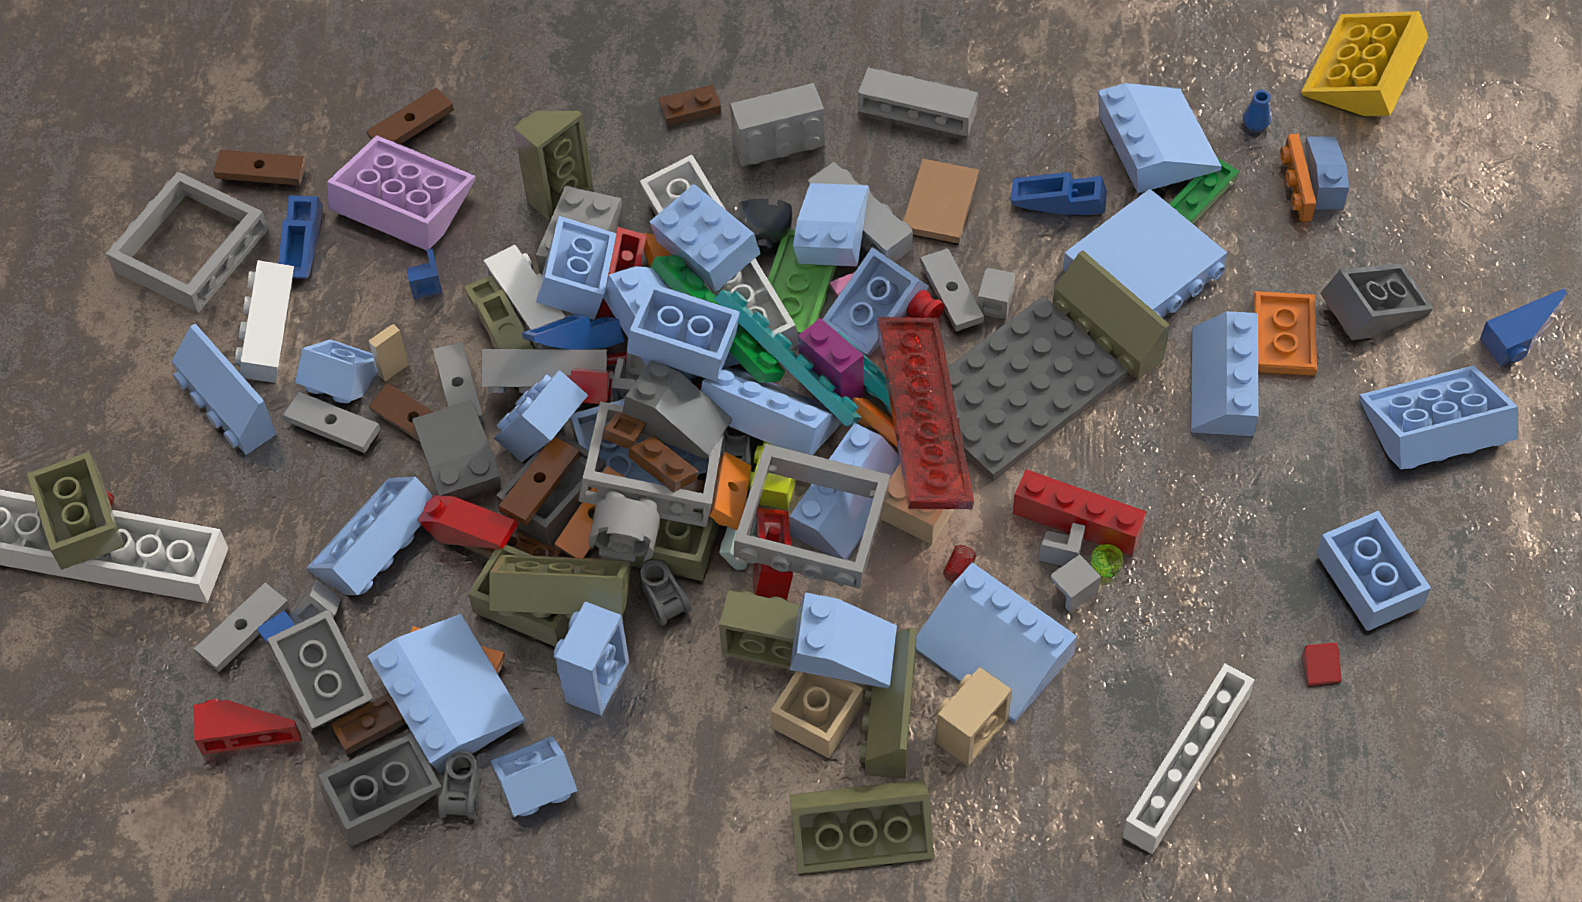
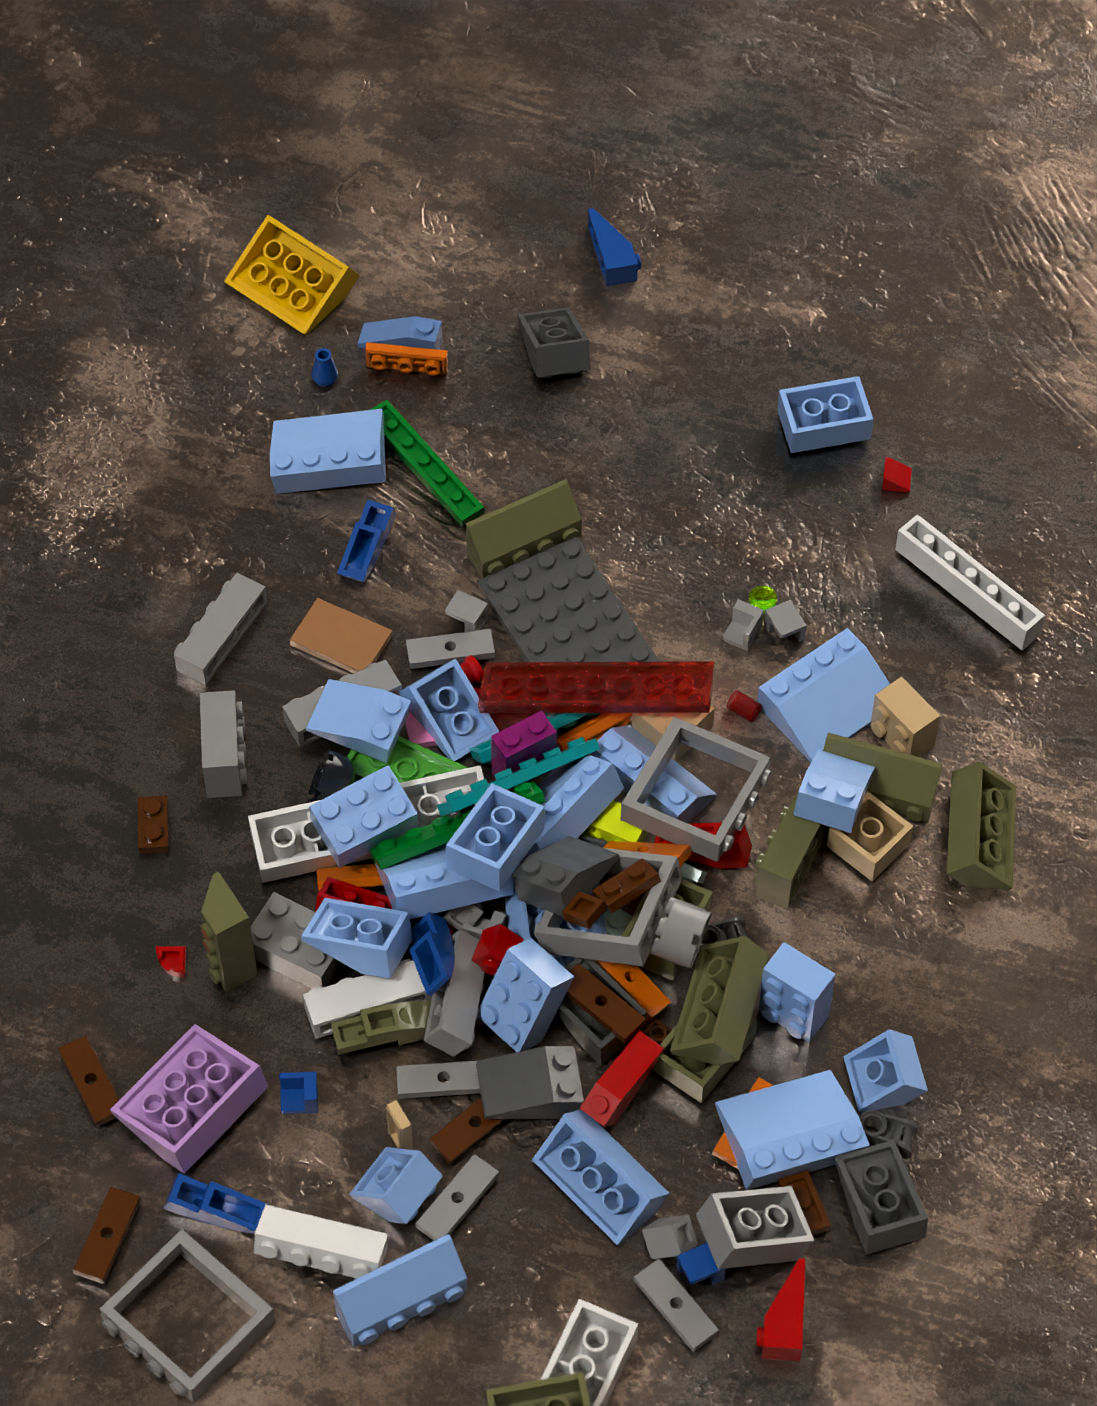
camera: 80 degrees left, 0 degrees up
(1063, 504) = (716, 604): red brick -> none
(1154, 253) = (456, 487): light blue panel -> none
(1225, 375) = (602, 465): light blue slope -> none
(1286, 333) = (564, 416): orange tile -> none
(1440, 417) = (682, 331): light blue slope -> none

